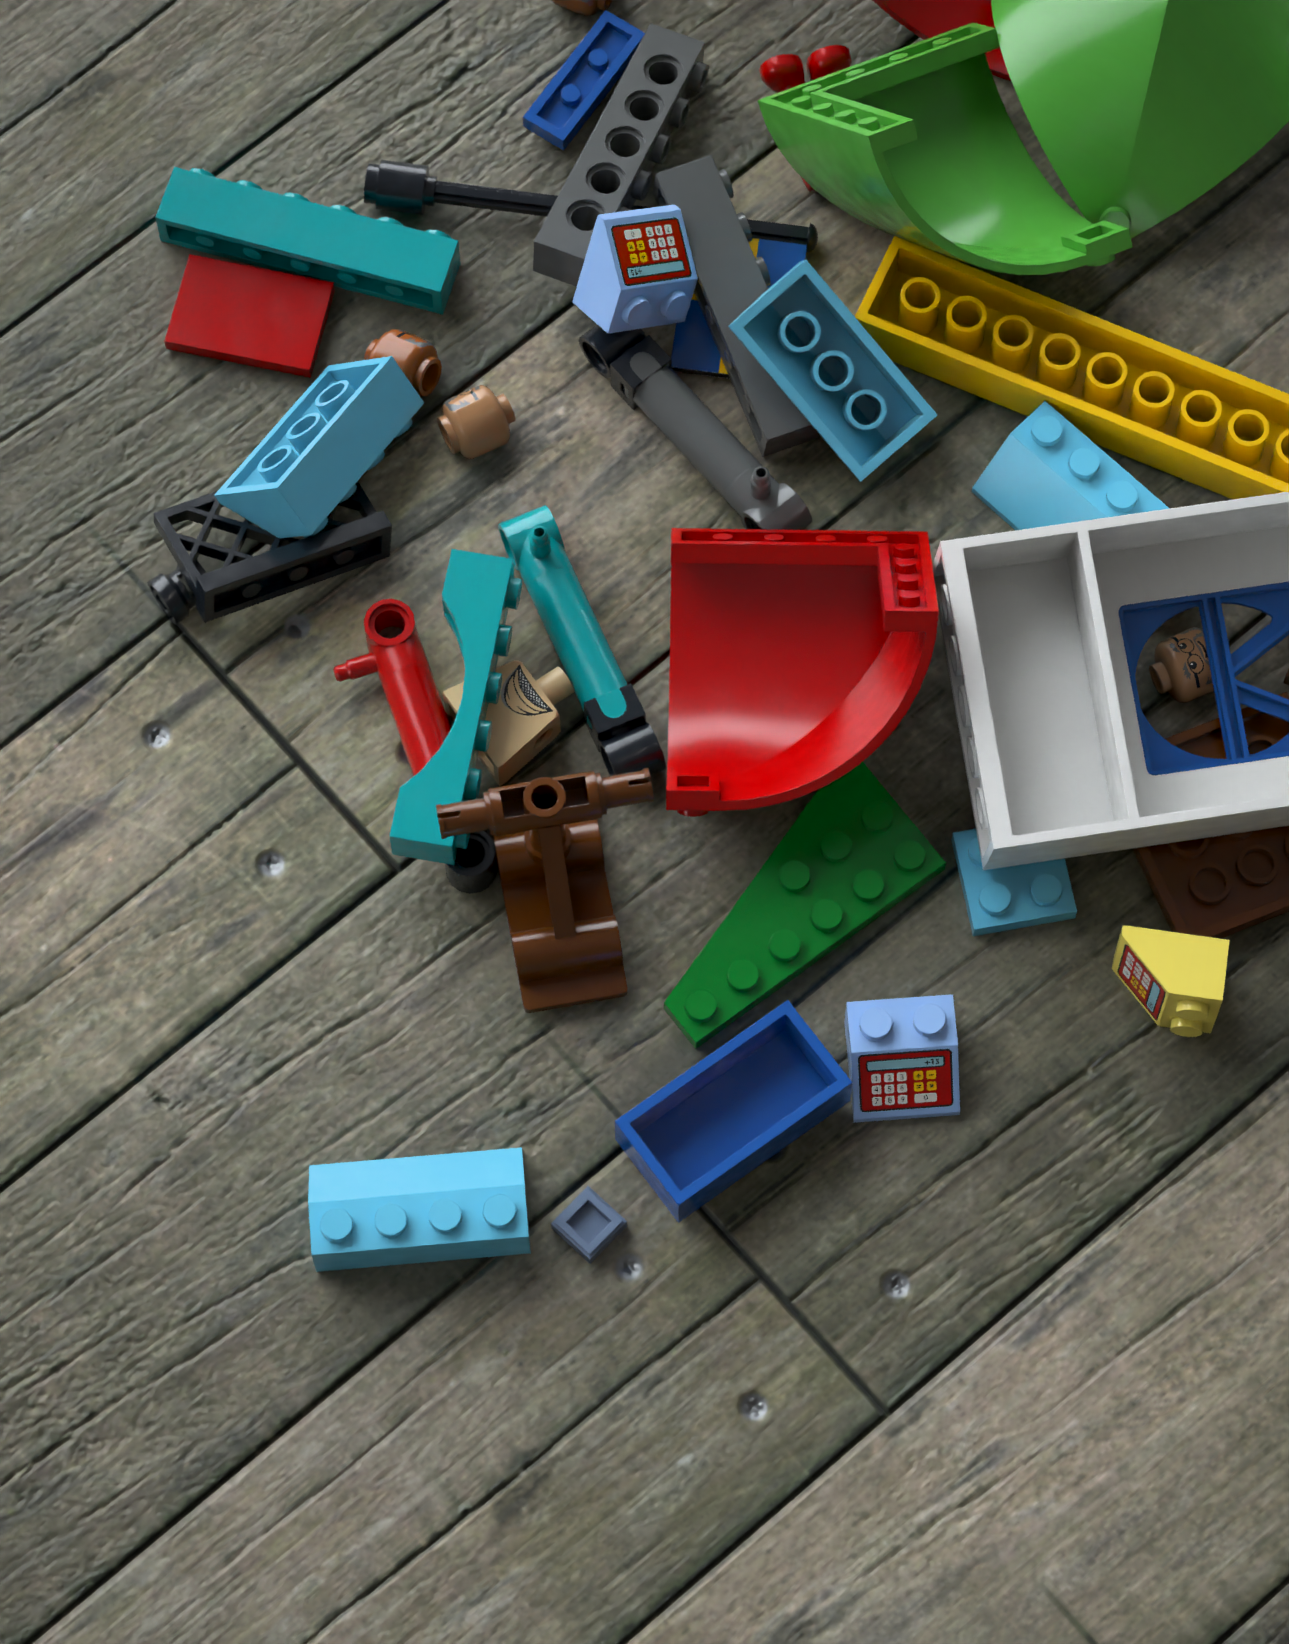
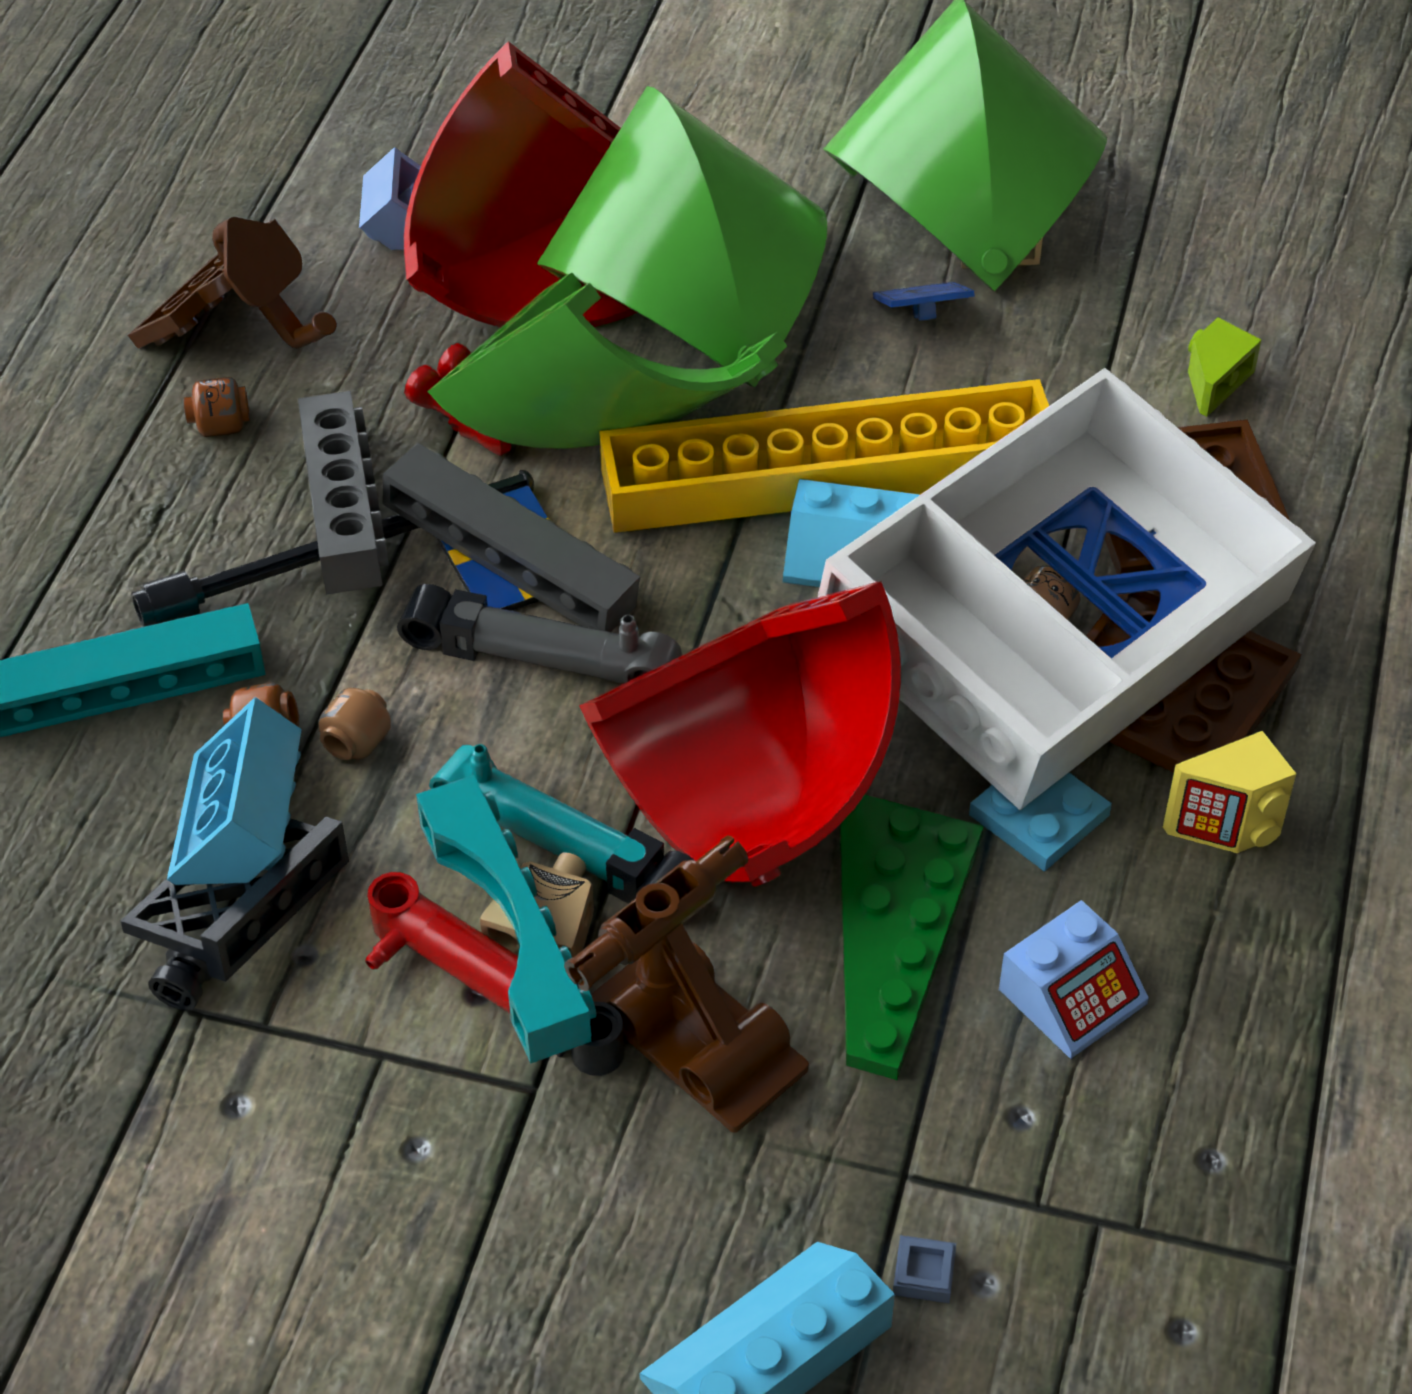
camera: 35 degrees left, 20 degrees down
(249, 315) = (99, 752): red tile -> none
(583, 80) = (268, 466): blue plate -> none
(637, 270) = (417, 541): light blue slope -> none
(733, 1110) = (977, 1097): blue piece -> none
(832, 370) = (626, 528): medium azure slope -> none

